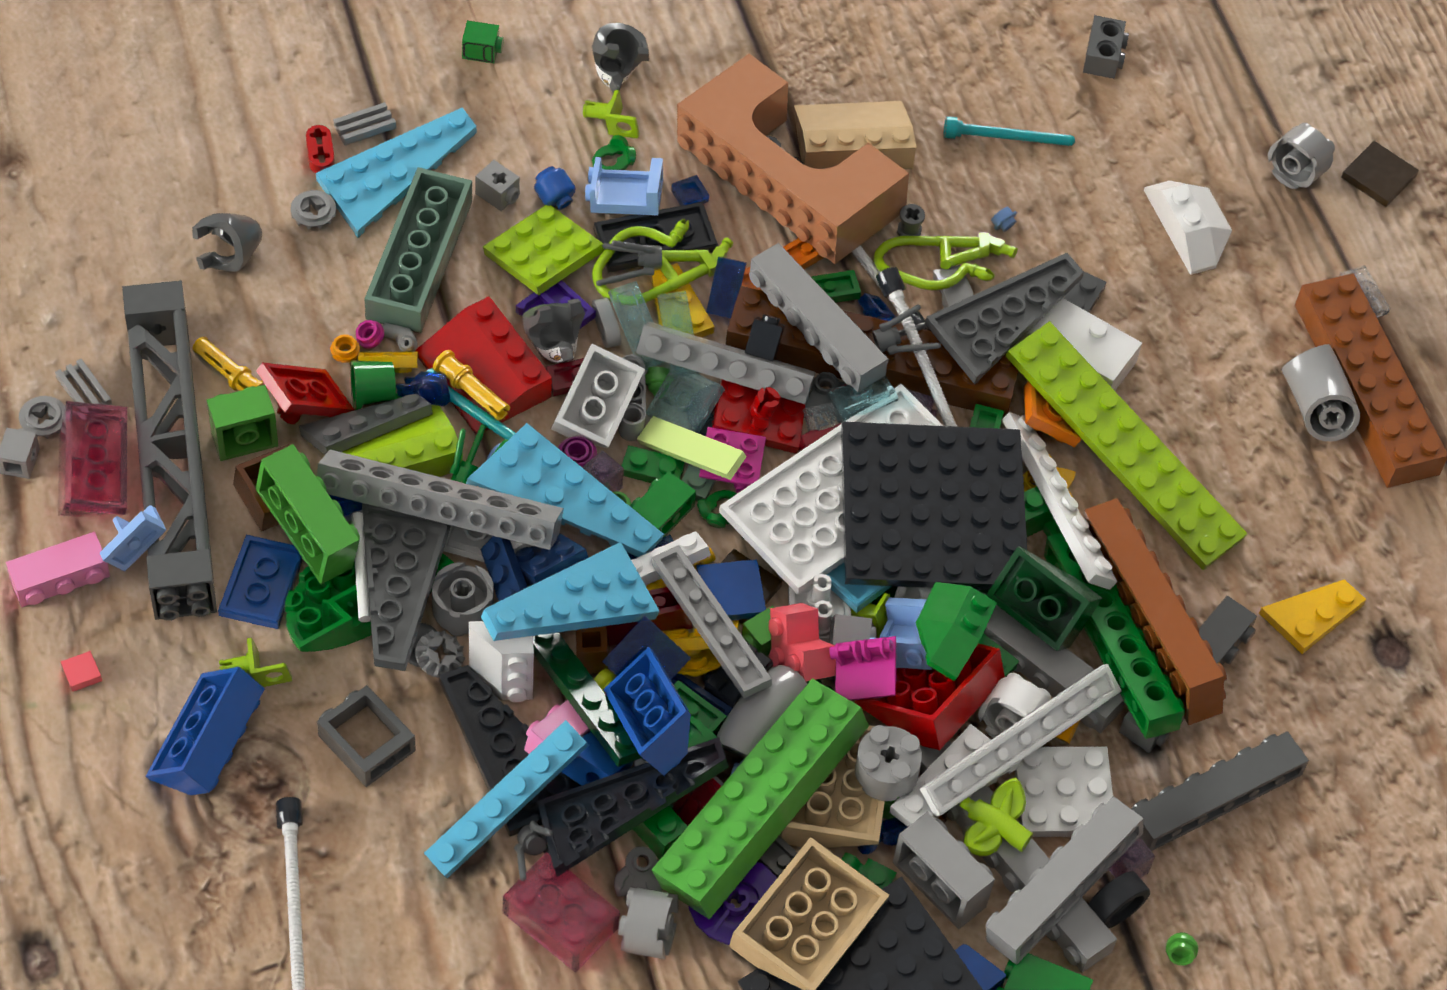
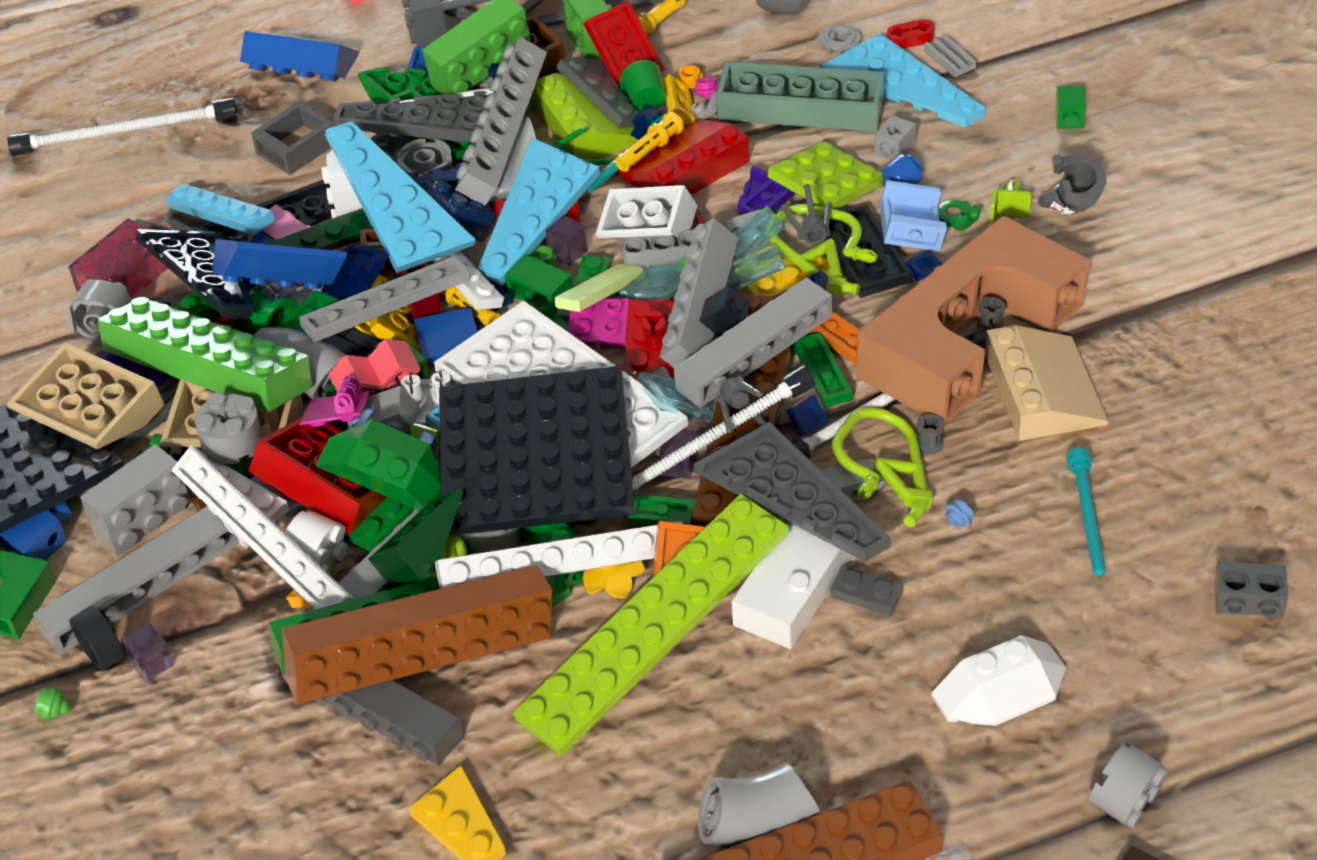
camera: 95 degrees right, 10 degrees down
(251, 665) = (359, 64): lime bracket -> none
(554, 329) = (721, 181): dark grey piece -> none
(578, 449) = (589, 216): magenta cone -> none
(997, 820) = (176, 528): lime plant -> none
(1063, 788) = (233, 606): white plate -> none
(1064, 879) = (107, 578): light grey brick -> none
(1220, 789) = (228, 730): dark grey brick -> none

